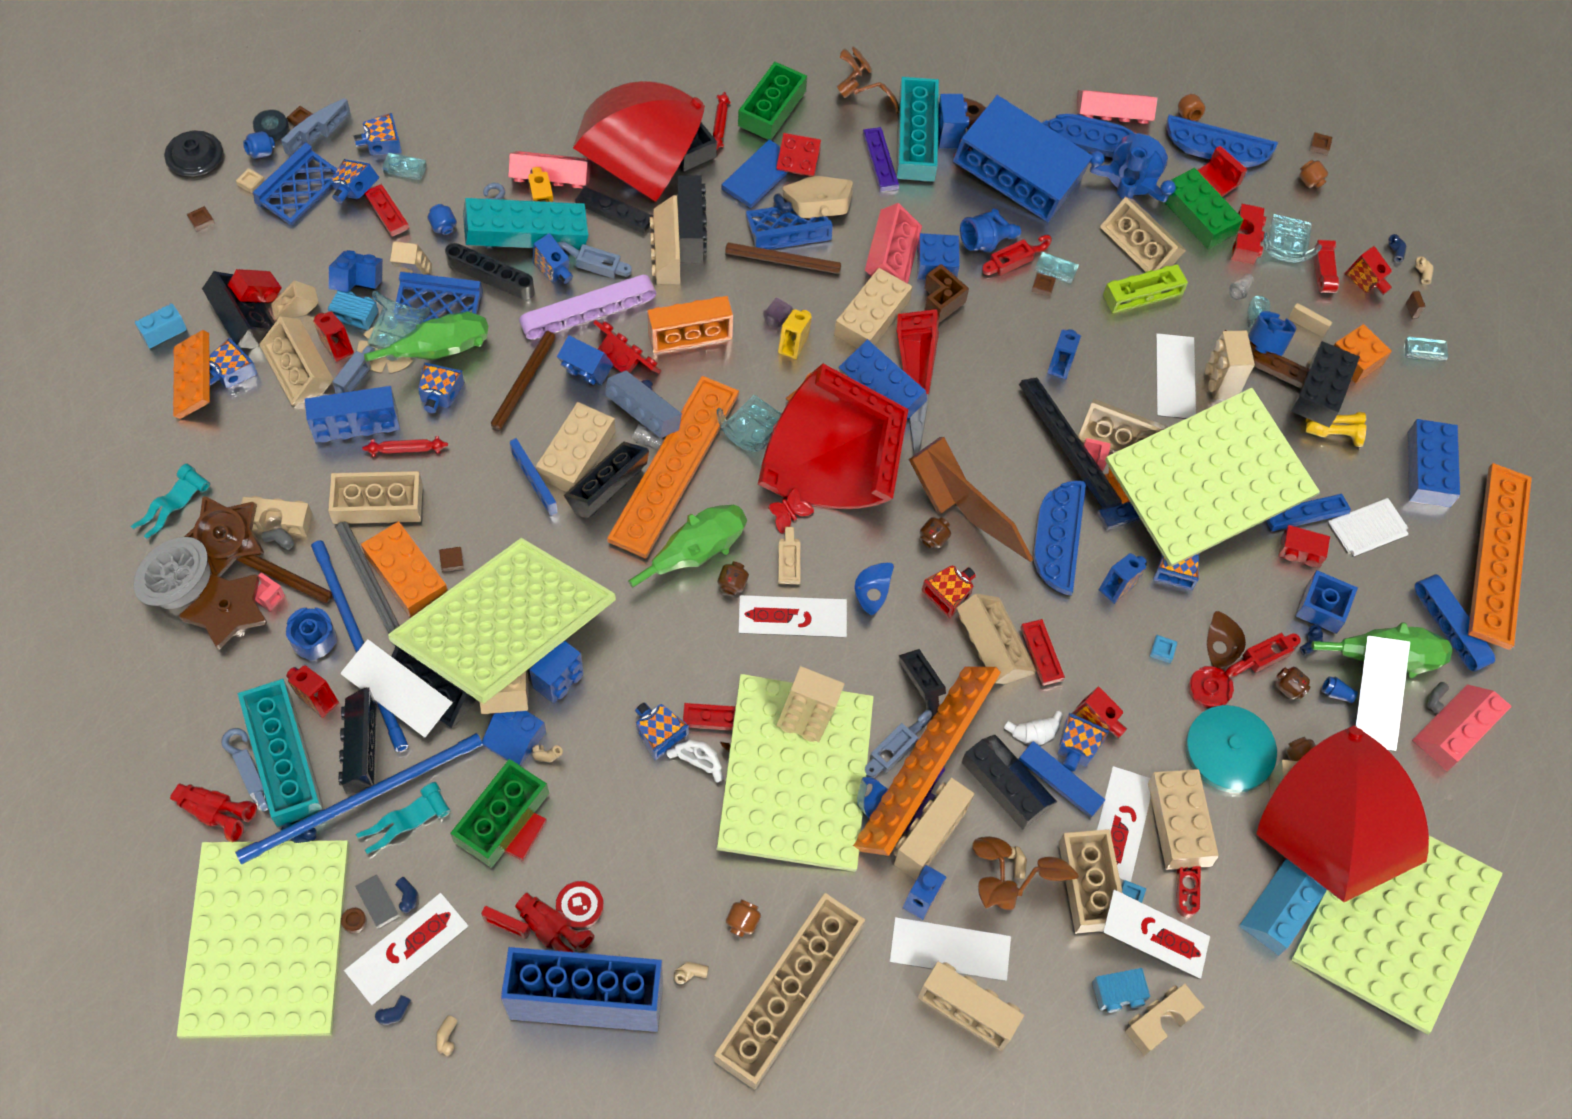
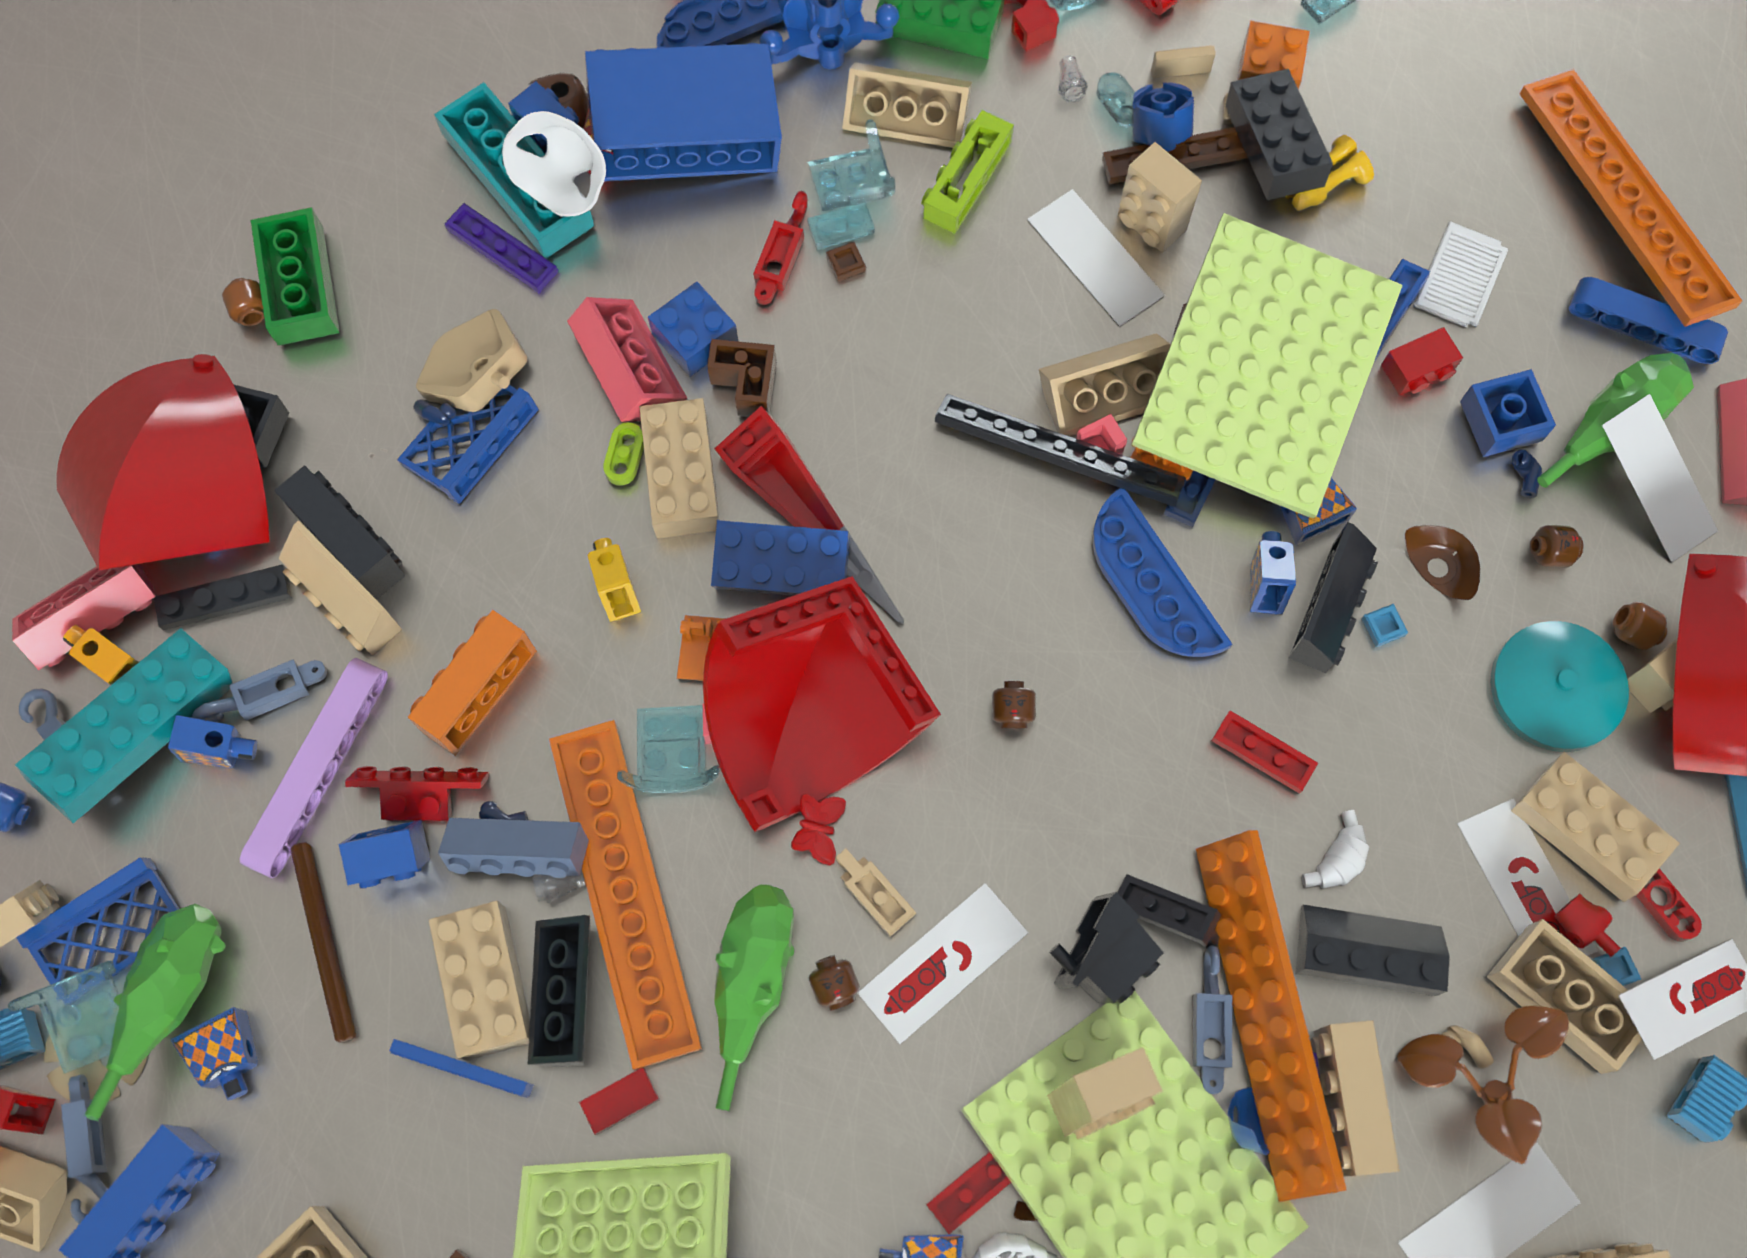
camera: 35 degrees left, 10 degrees up
(405, 446) = (251, 1175): red wheel -> none
(490, 271) = (121, 824): black beam -> none
(588, 548) = (619, 1101): none -> red tile
(720, 118) = (248, 355): red wheel -> none
(738, 94) = (244, 301): none -> dark orange head
(755, 176) = (367, 391): blue tile -> none
(777, 313) = (564, 570): clear purple plate -> none
(783, 258) = (501, 486): reddish brown axle -> none
(798, 154) = (397, 326): red bracket -> none
(850, 84) = (373, 173): dark orange plant -> none
(851, 286) = (623, 455): none -> lime plate
(874, 666) = (1108, 952): none -> black piece
(877, 578) = (997, 825): blue piece -> none
(925, 890) = (1414, 1189): blue torso -> none
(931, 140) = (552, 176): none -> white piece
(948, 486) = (973, 630): dark orange piece -> none
(949, 588) = (1095, 764): red torso -> none
(984, 233) = (720, 251): blue piece -> none
(995, 637) = (1201, 782): tan slope -> none
(1061, 779) = (1423, 895): blue tile -> none
(1066, 345) = (953, 324): blue torso -> none
(1080, 741) = (1404, 830): blue torso -> none
(1083, 249) = (853, 176): none -> clear light blue piece
(1101, 711) = (1396, 776): red torso -> none
(1134, 858) = (1587, 924): none -> red piece
(1145, 611) = (1334, 600): none -> black slope
(1210, 687) = (1474, 629): red tile -> none
(1262, 656) = (1496, 540): red piece -> none
(1337, 689) = (1604, 511): blue cone -> none
(1433, 463) = (1464, 137): blue brick -> none
(1436, 694) = (1705, 428): dark grey arm -> none

